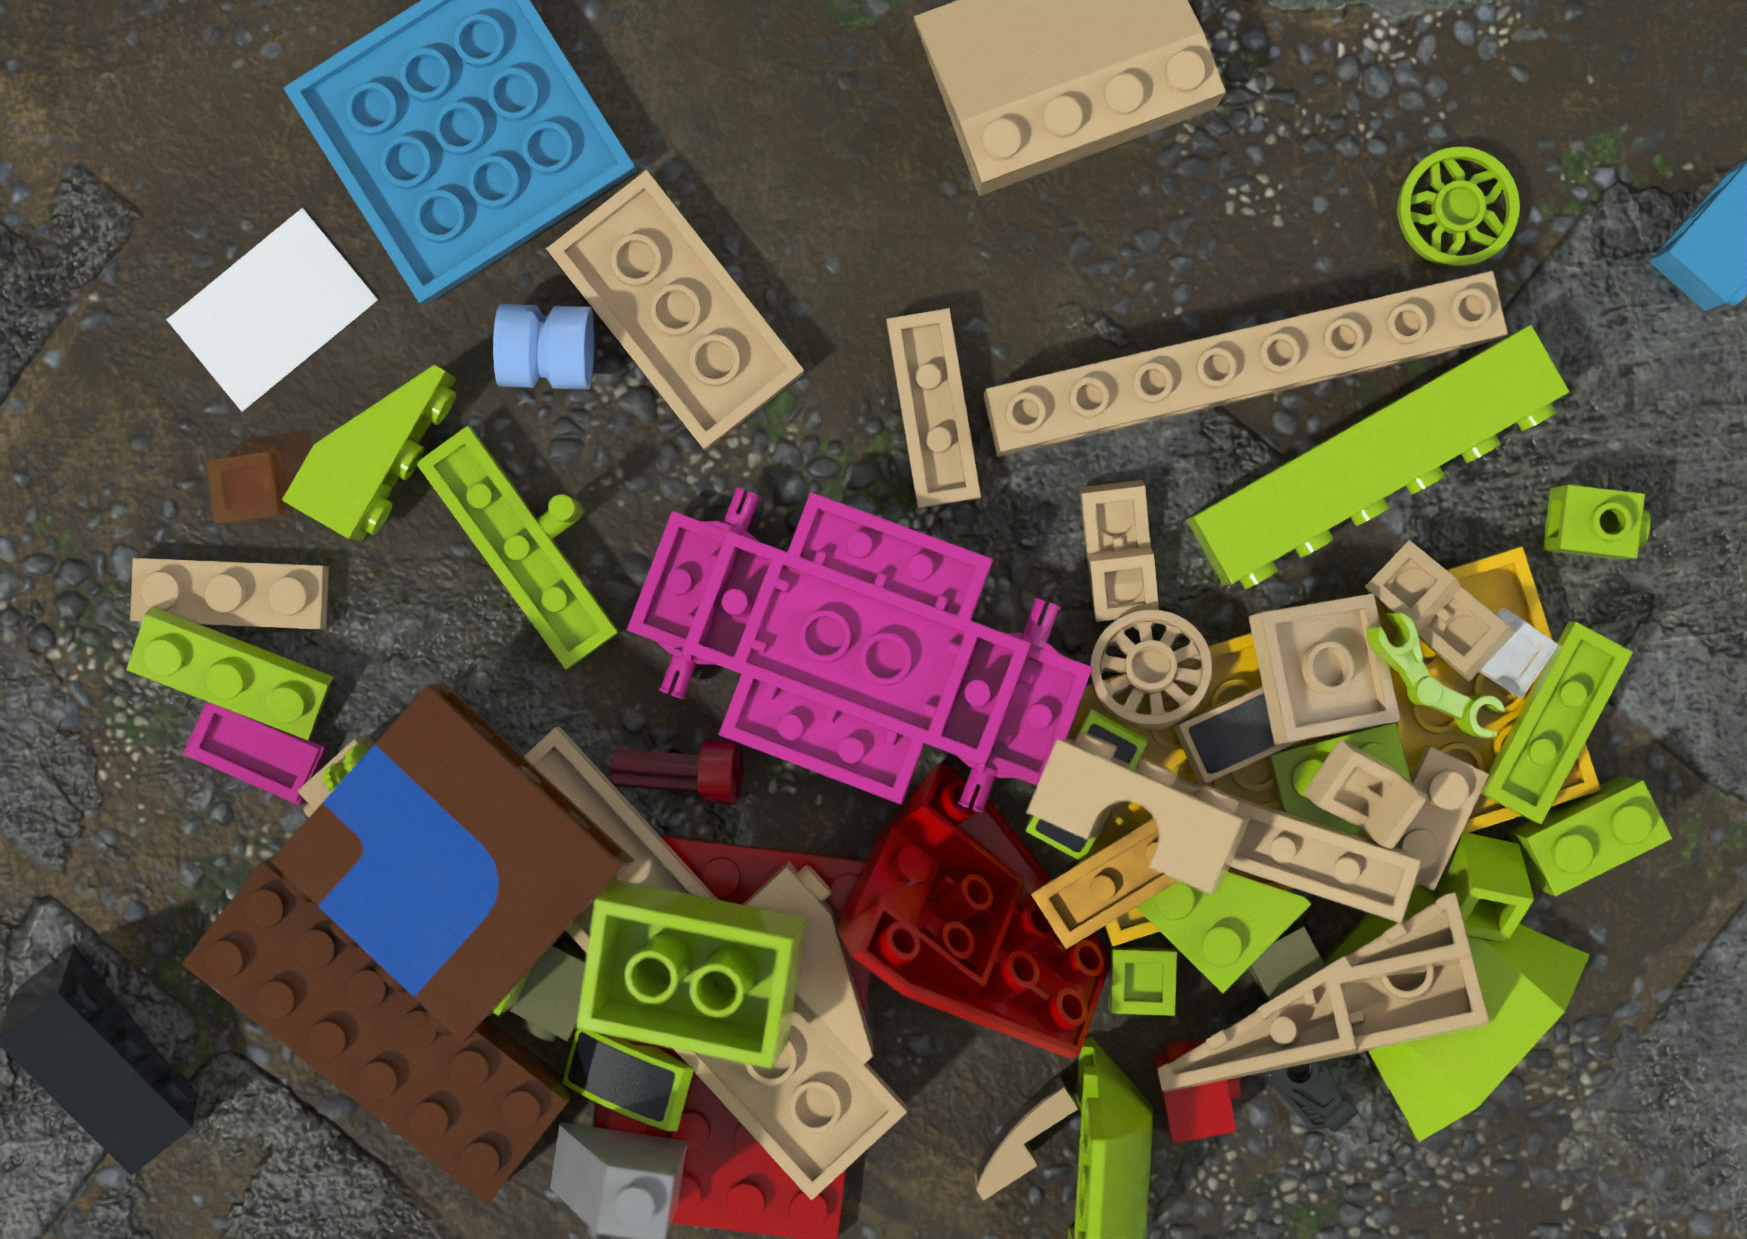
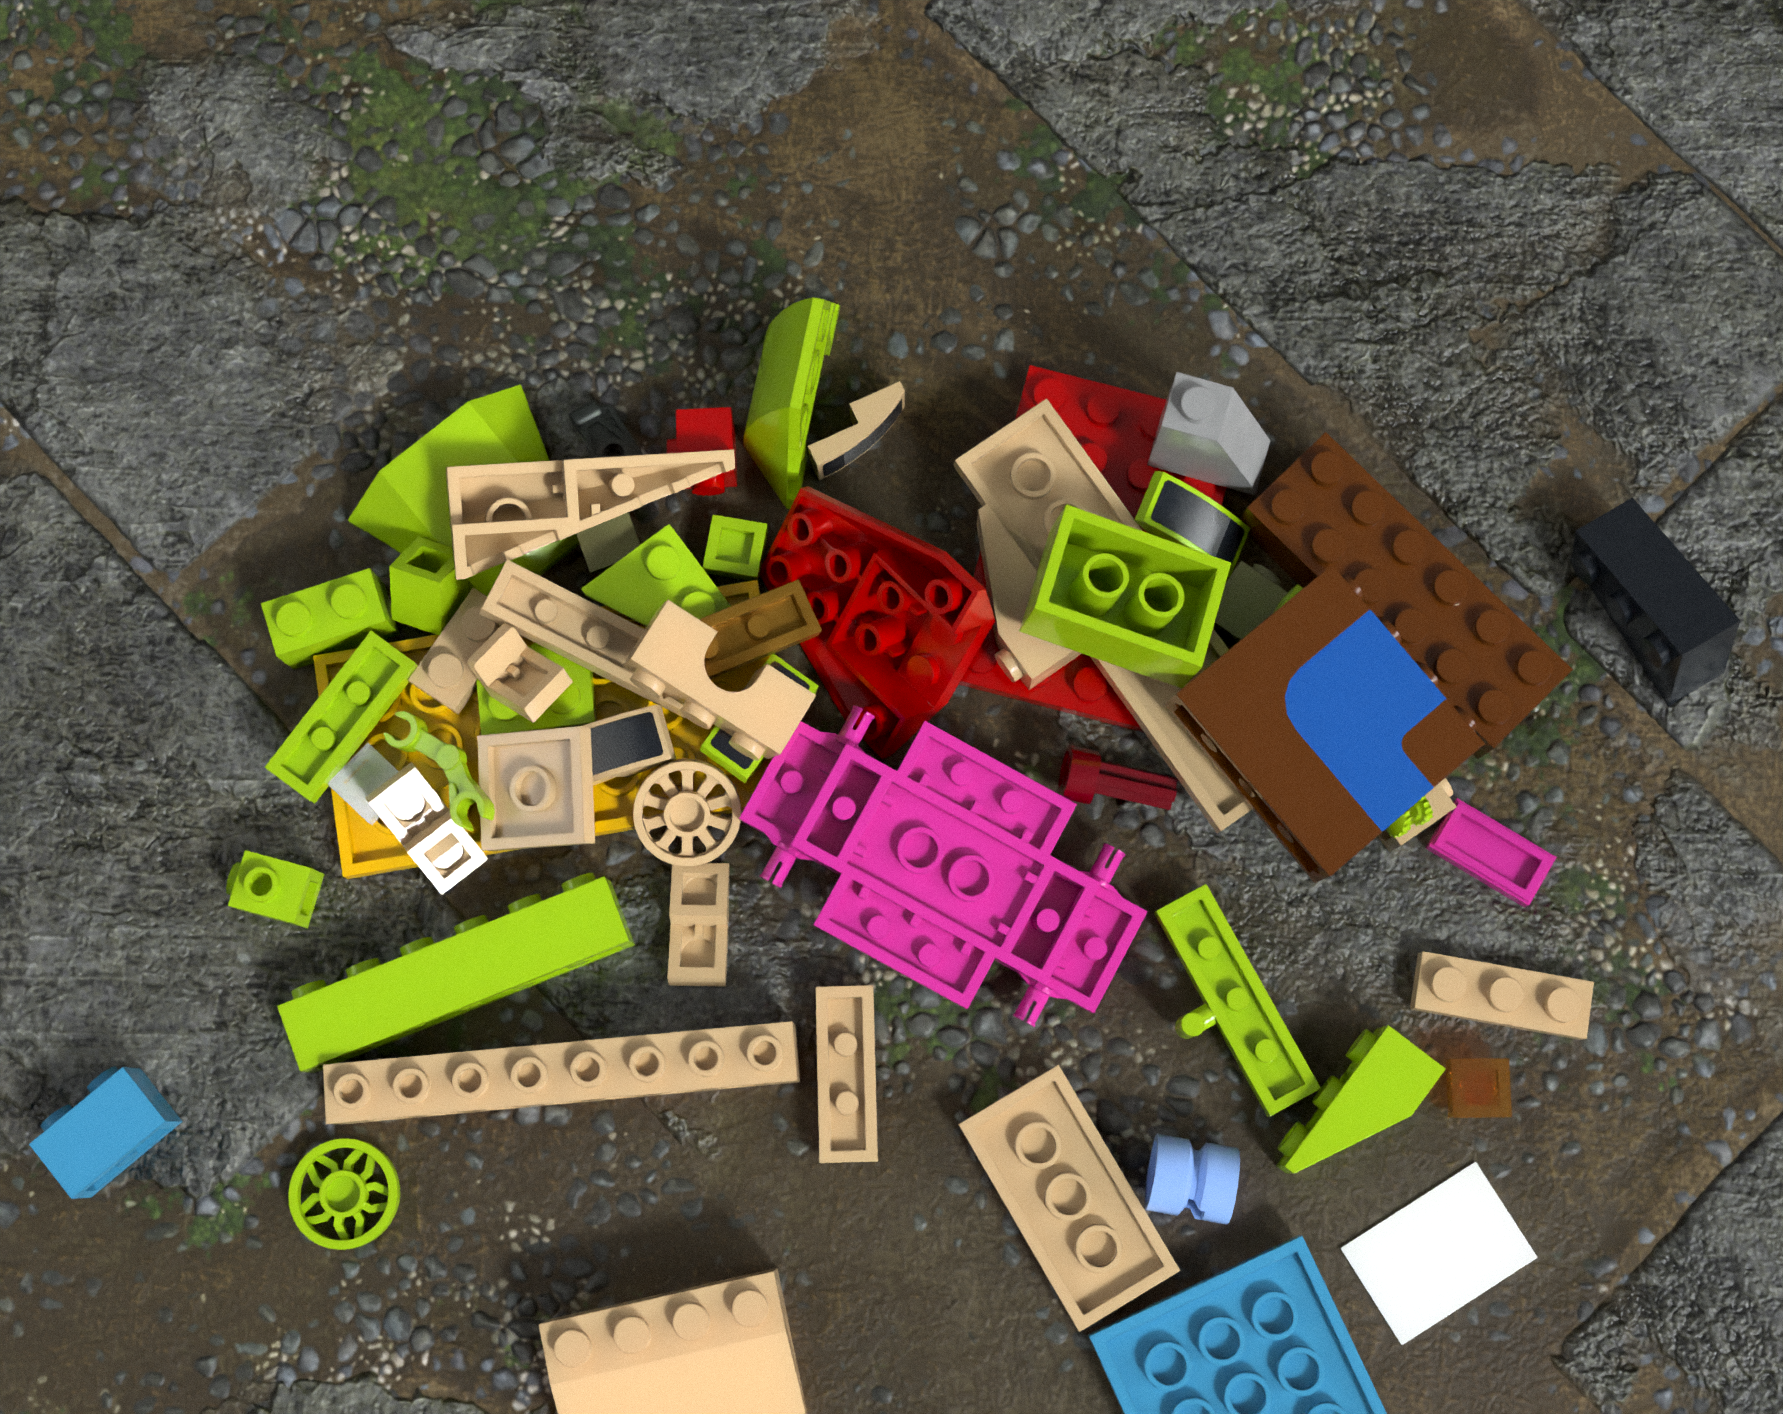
camera: 170 degrees left, 10 degrees down
(229, 673) = (1508, 922): lime plate -> none

